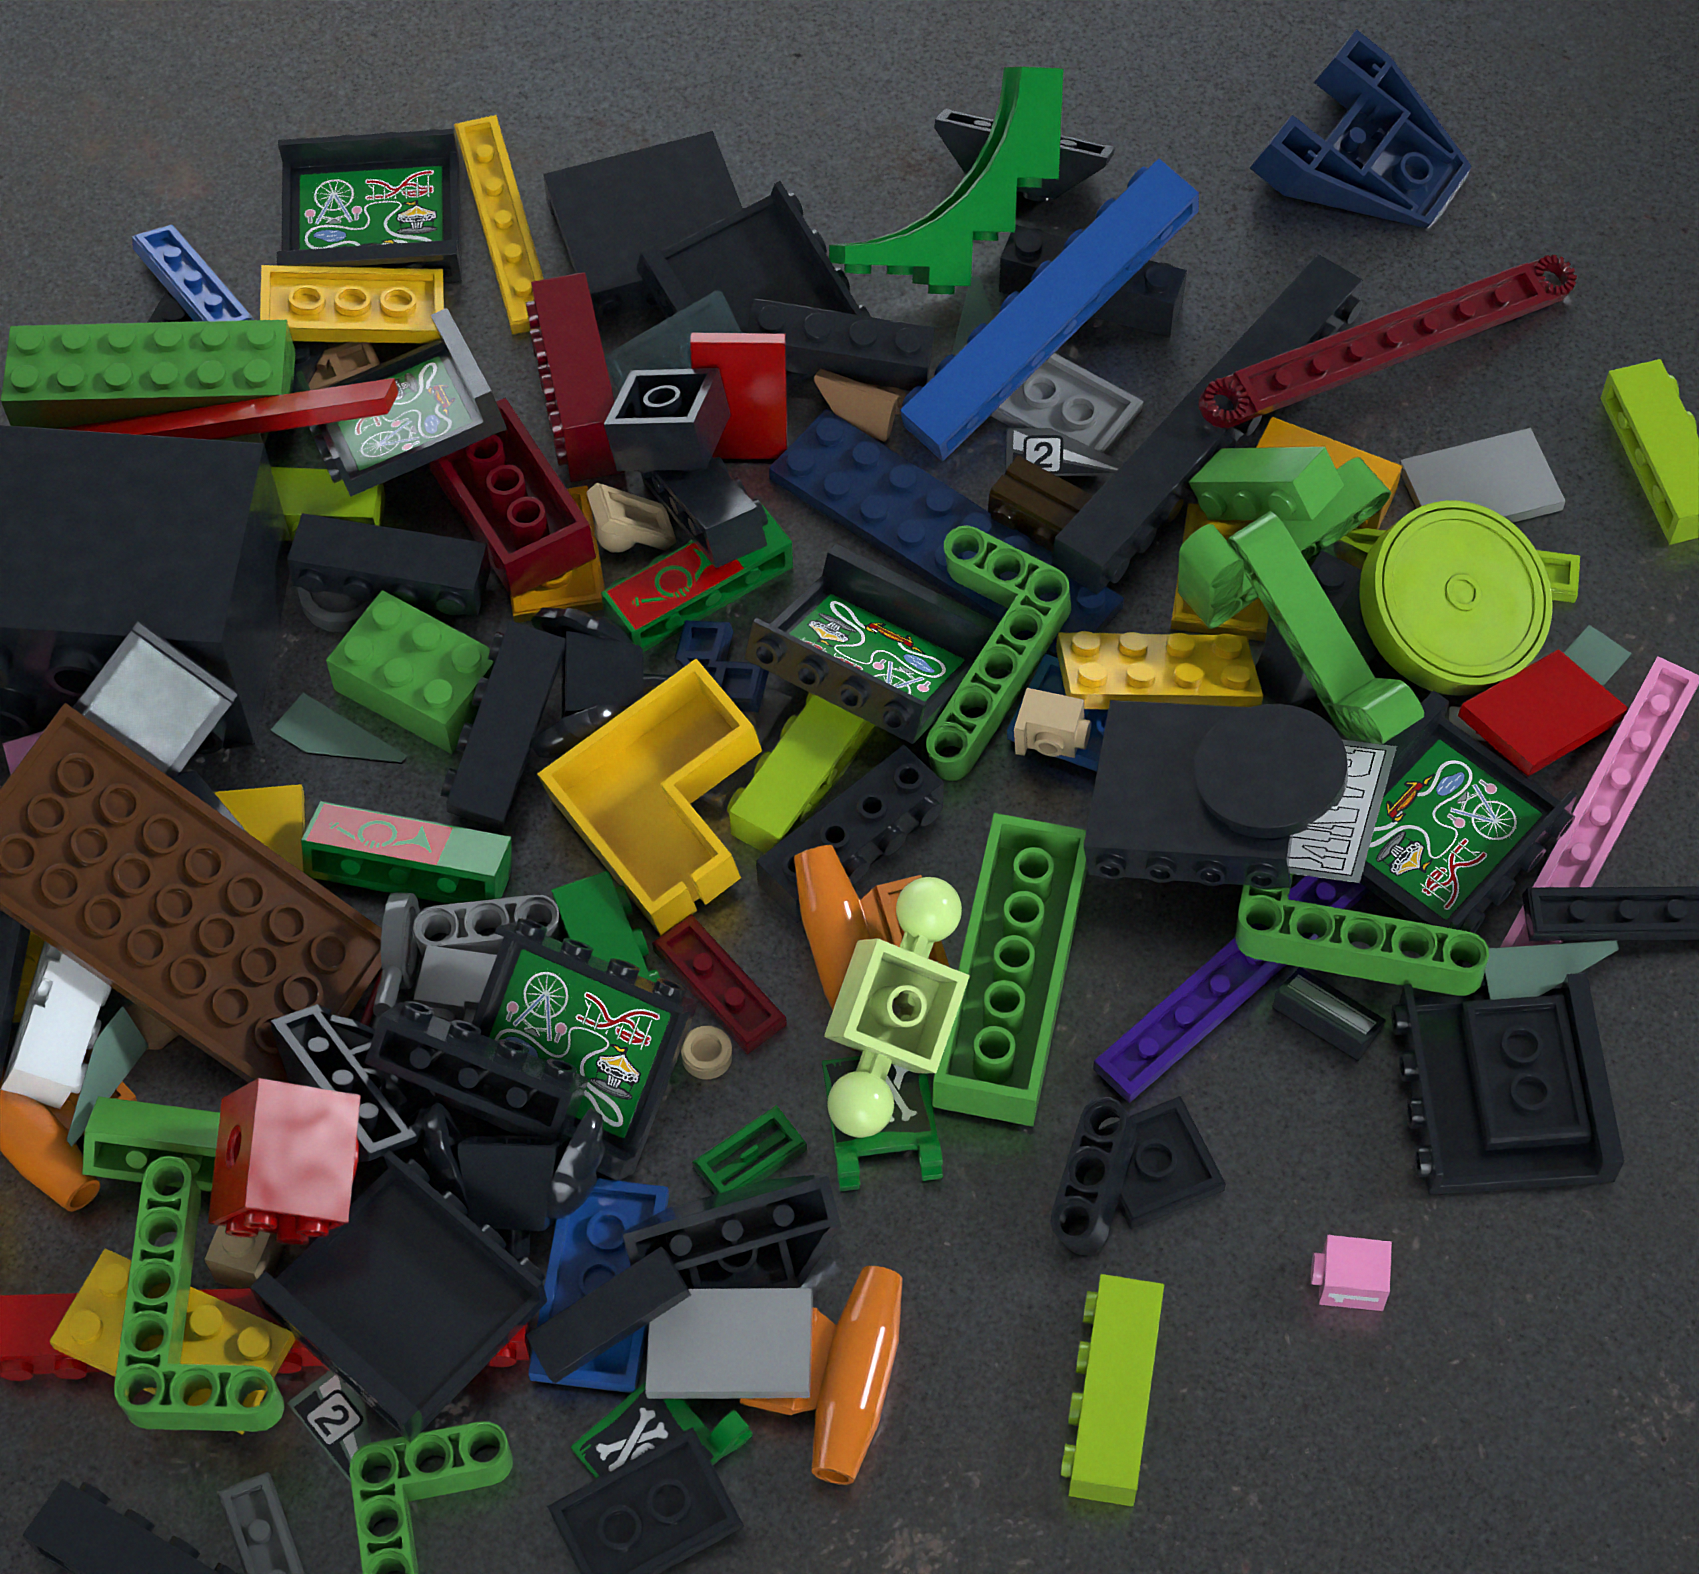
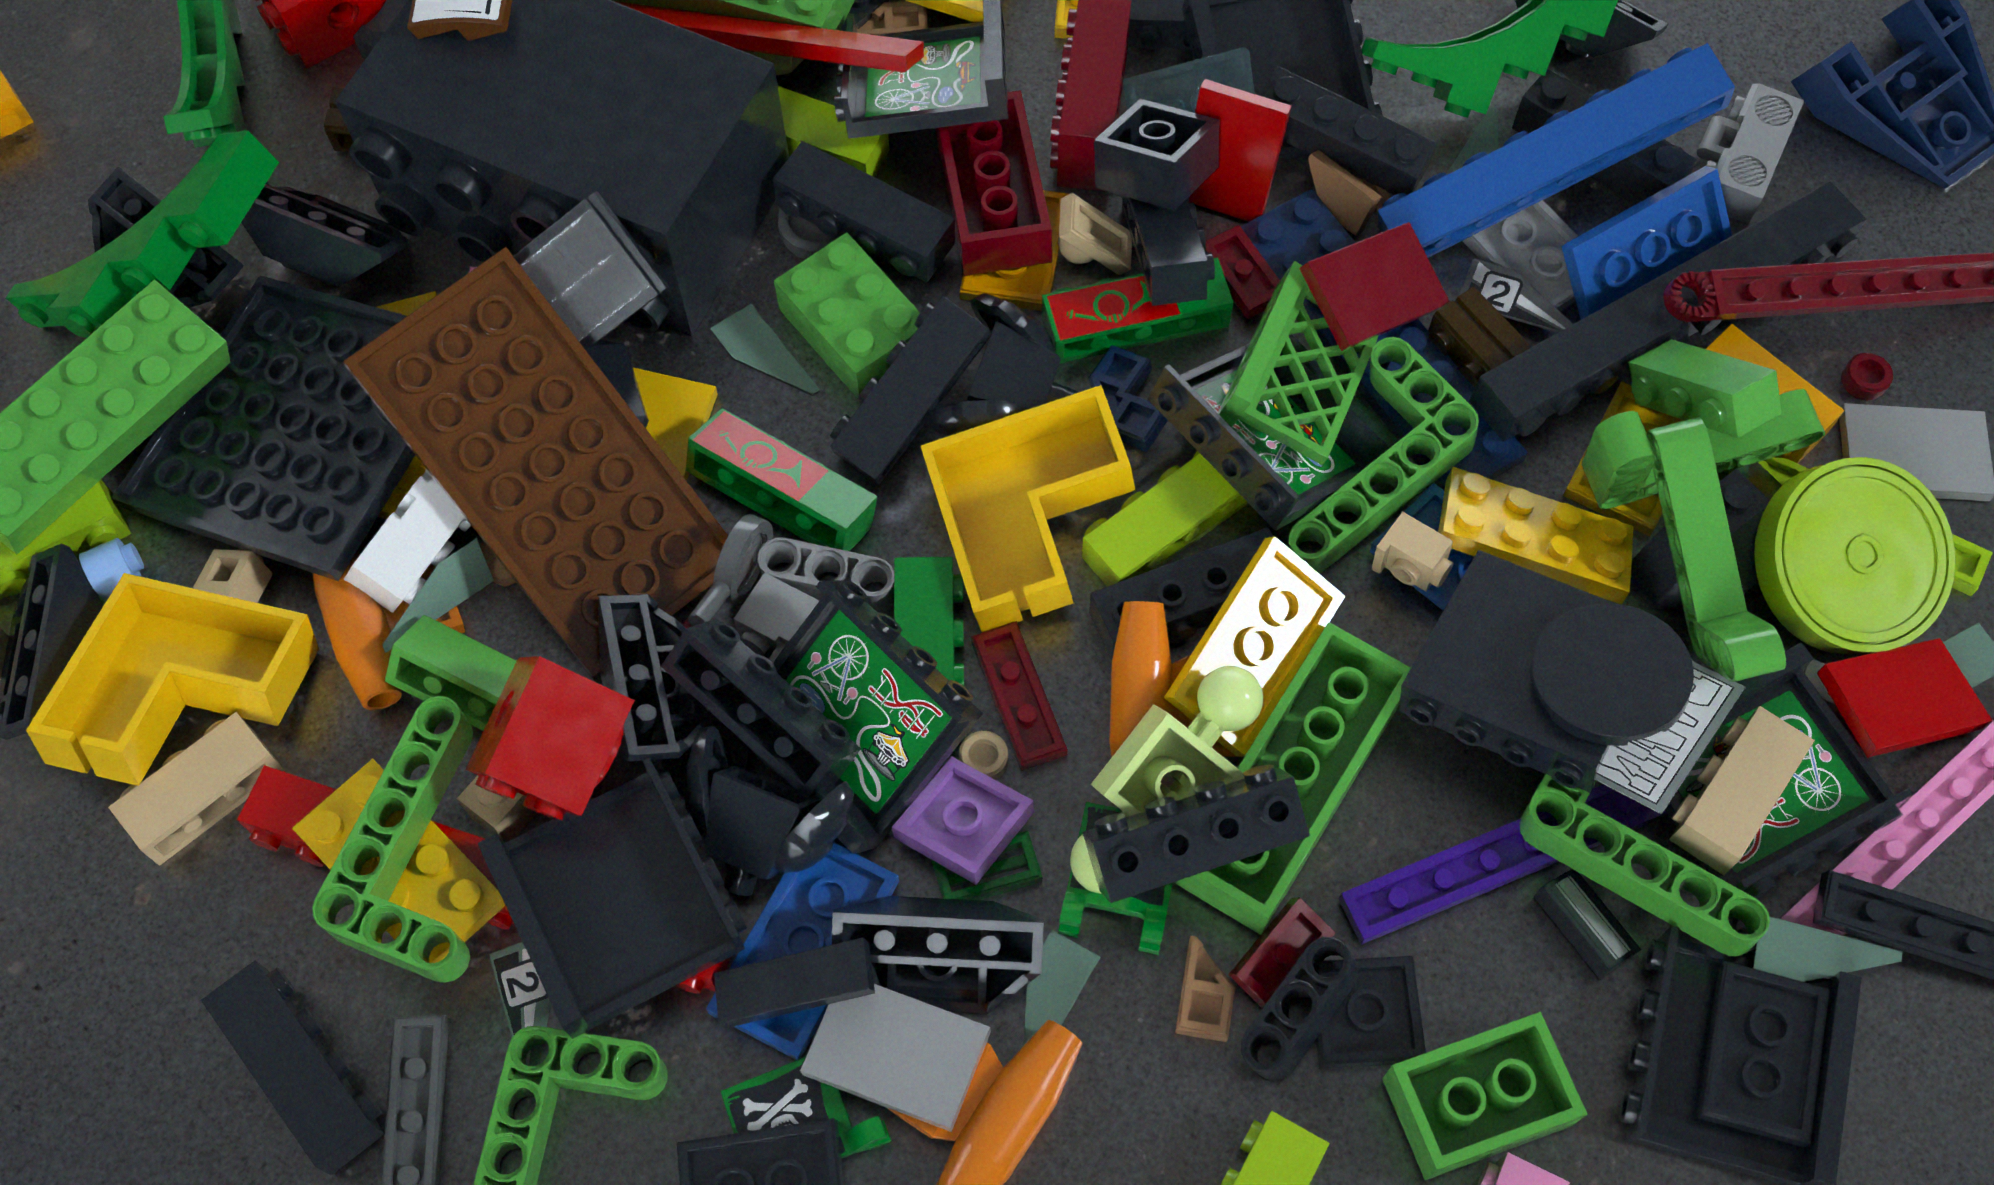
camera: 20 degrees right, 5 degrees up
(711, 1114) = (963, 820): none -> medium lavender plate
(795, 510) = (1245, 270): none -> dark red plate
(841, 580) = (1264, 355): none -> bright green fence
(858, 1238) = (1063, 976): none -> sand green sticker
(924, 483) = (1374, 285): none -> dark red tile
(935, 832) = (1264, 628): none -> plate
(940, 1042) = (1195, 833): none -> black brick
(1000, 1200) = (1204, 996): none -> medium nougat tile
(1053, 1132) = (1278, 950): none -> dark red plate
(1166, 362) = (1647, 240): none -> blue plate
(1236, 227) = (1757, 134): none -> light grey piece
(1287, 1195) = (1483, 1095): none -> bright green brick
(1413, 428) = (1867, 376): none -> dark red tile
(1422, 840) = (1739, 789): none -> tan brick

